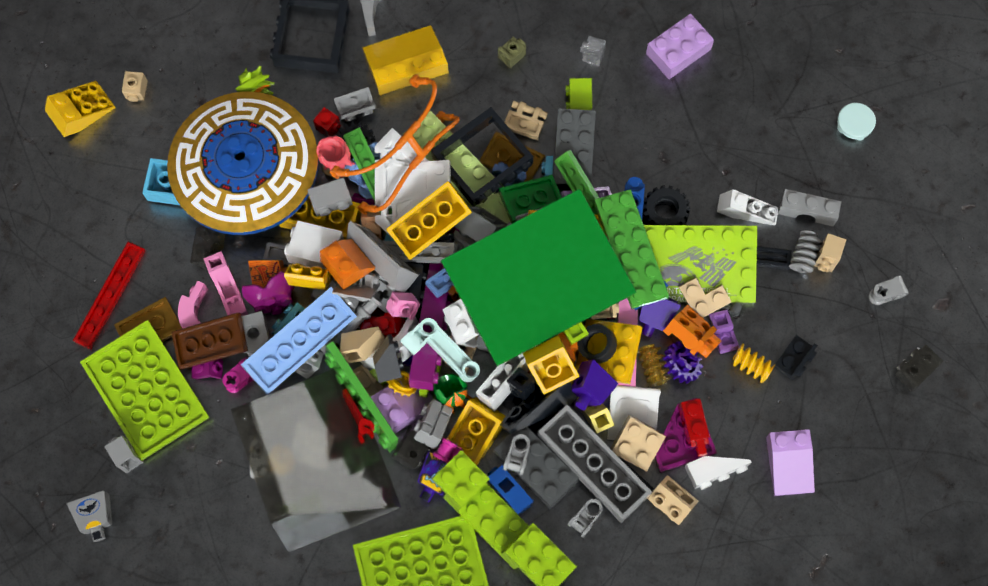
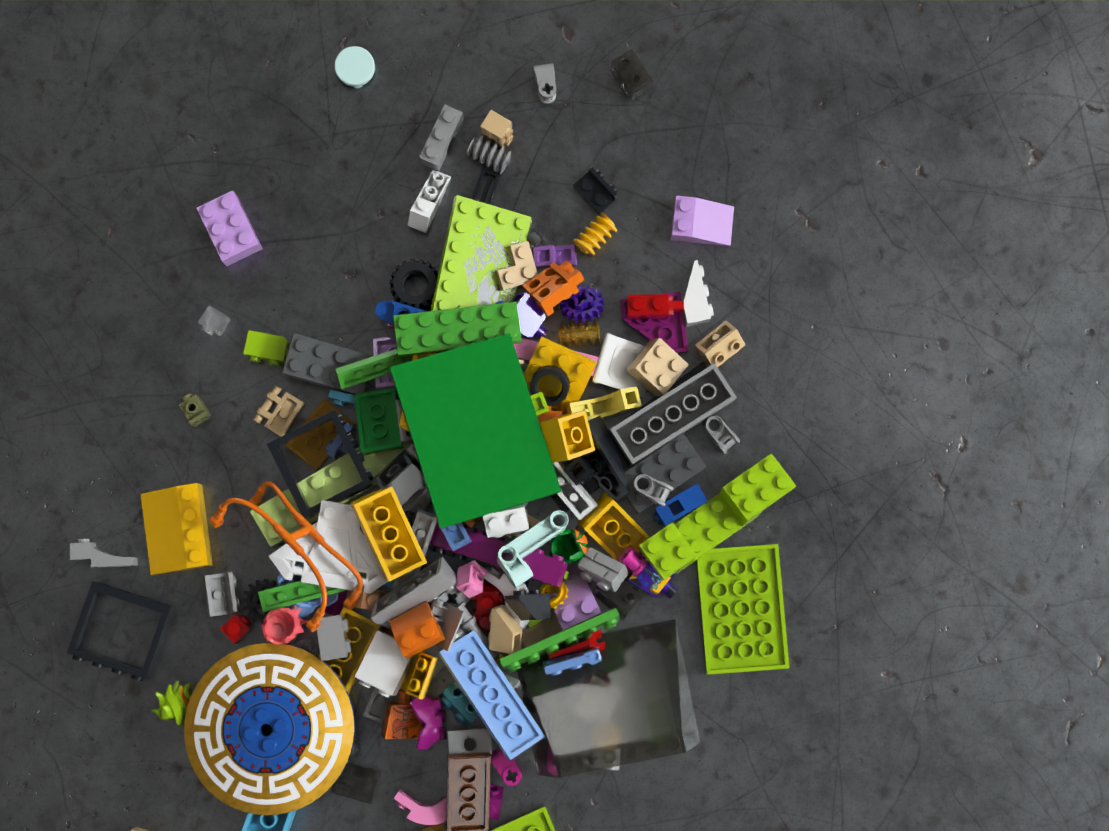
camera: 85 degrees left, 10 degrees up
(225, 284) = (407, 767): bright pink arch -> none
(344, 413) = (571, 661): none -> medium blue hinge
(592, 385) = (594, 398): dark purple torso -> none

